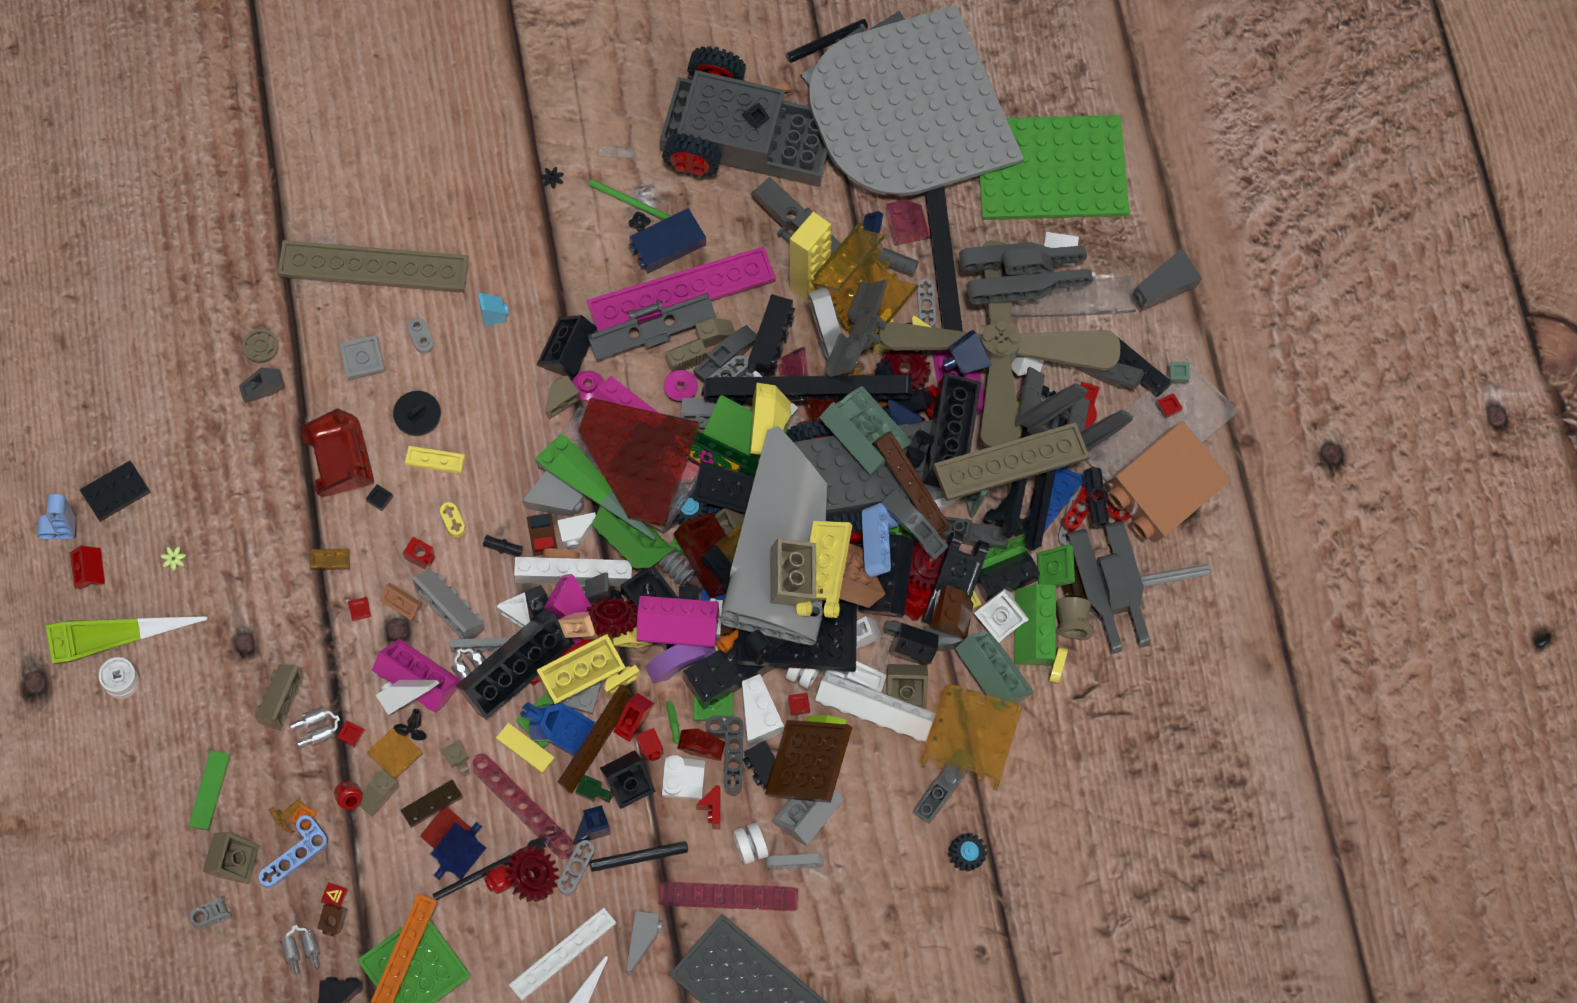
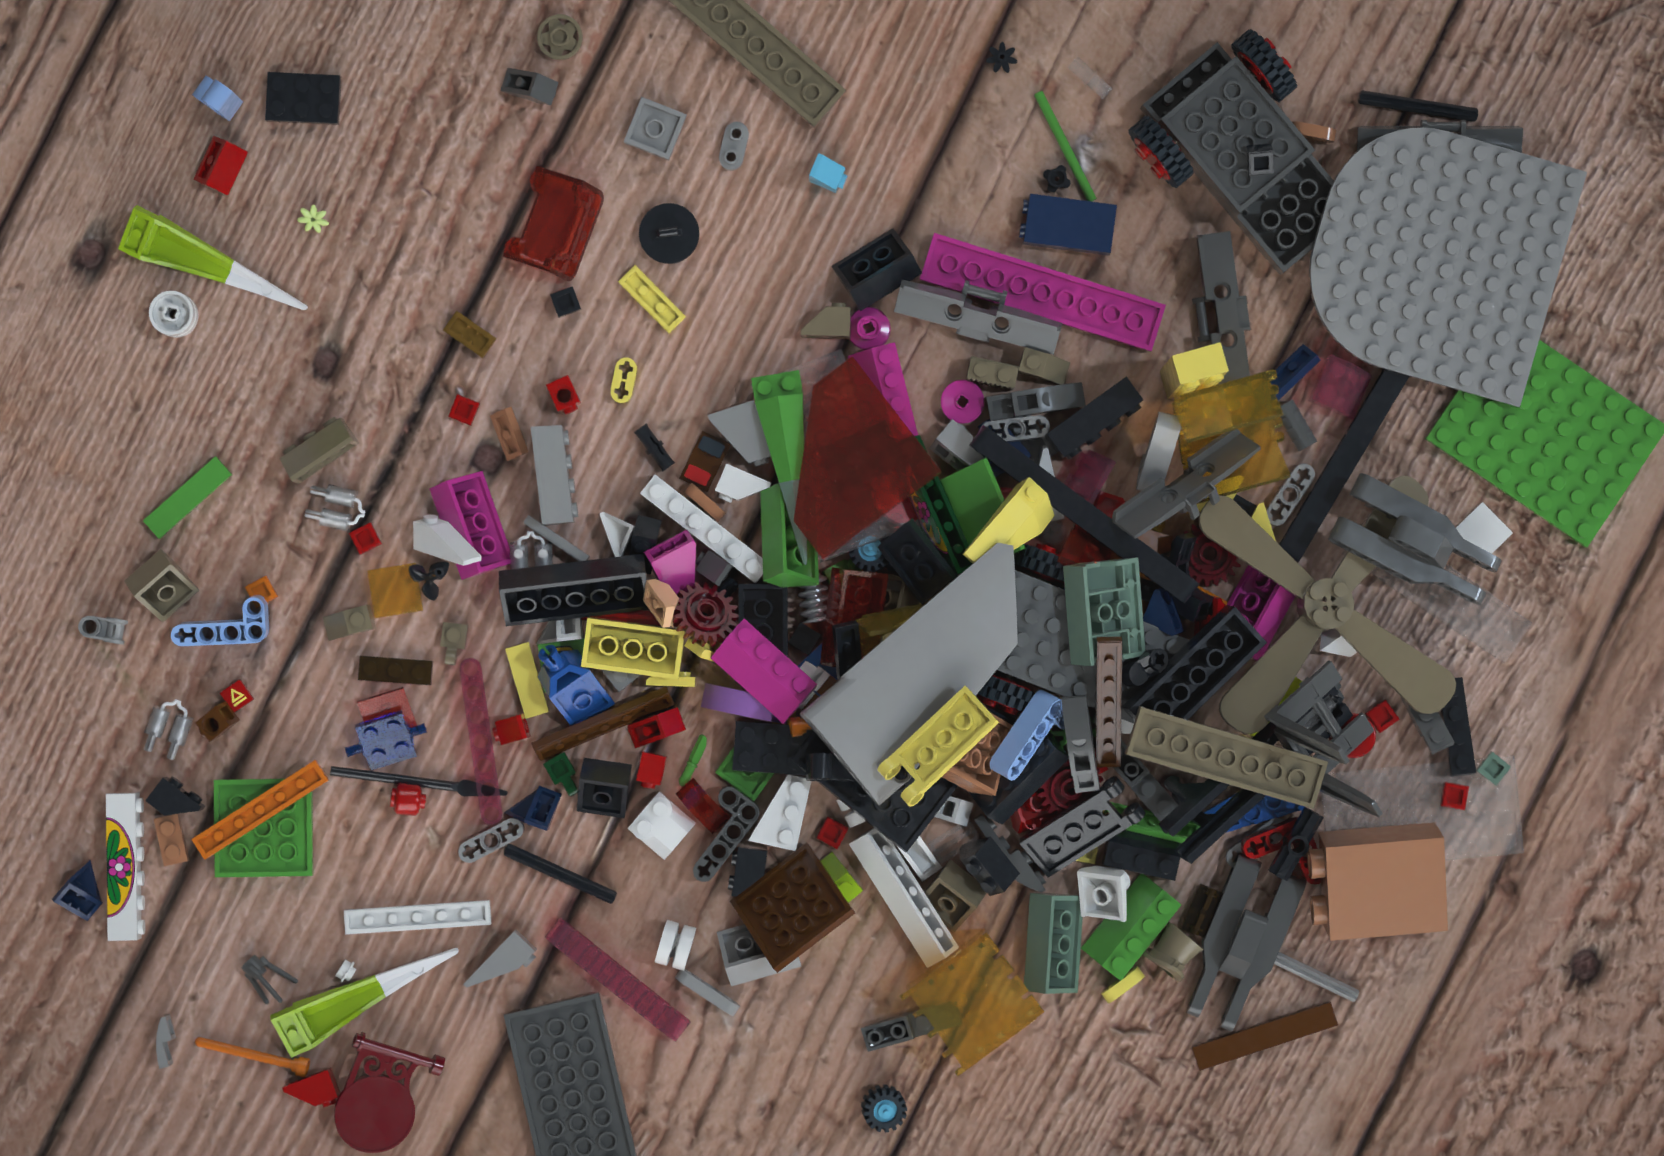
camera: 40 degrees right, 20 degrees up
(280, 817) = (235, 580): clear yellow plant -> none
(348, 795) = (317, 605): red head -> none
(520, 866) = (448, 831): dark red gear -> none
(530, 693) = (562, 631): none -> white slope
(538, 782) = (511, 729): none -> red slope
(711, 802) = (672, 873): red slope -> none
(793, 572) = (902, 726): dark tan slope -> none
(952, 612) = (1051, 859): reddish brown slope -> none
(967, 354) = (1278, 597): dark blue torso -> none
(1056, 566) = (1199, 884): bright green tile -> none
(1169, 280) = (1568, 656): dark grey slope -> none
(1172, 634) = (1264, 1036): none -> reddish brown tile

